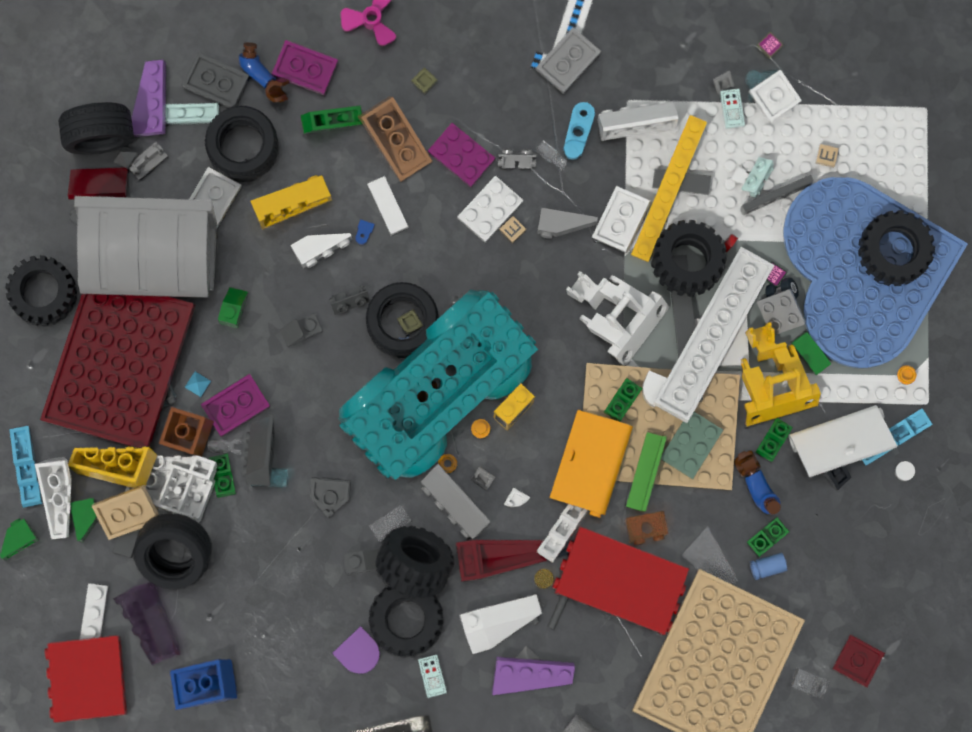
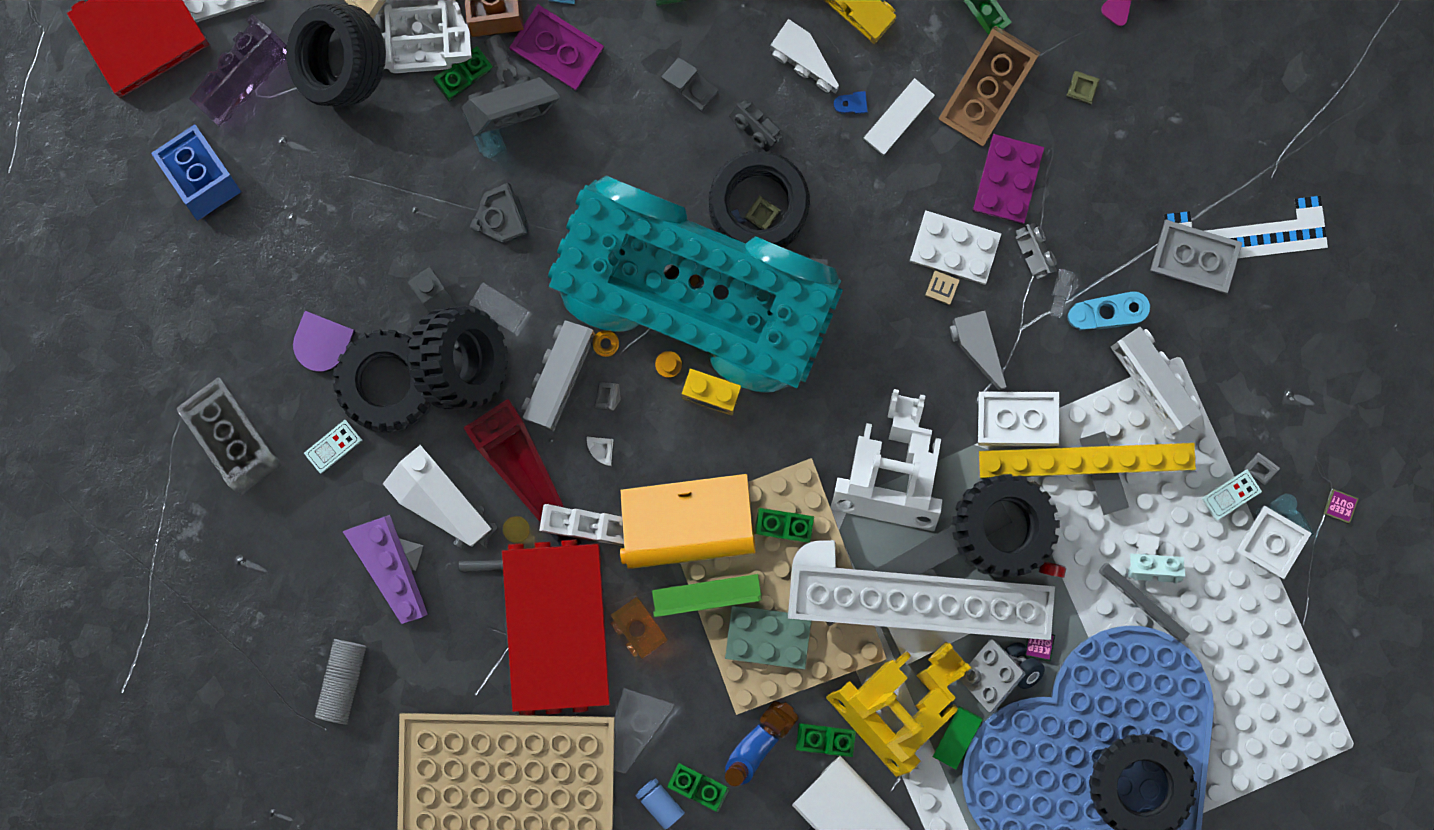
camera: 70 degrees right, 5 degrees up
(827, 155) = (1227, 644): tan tile -> none

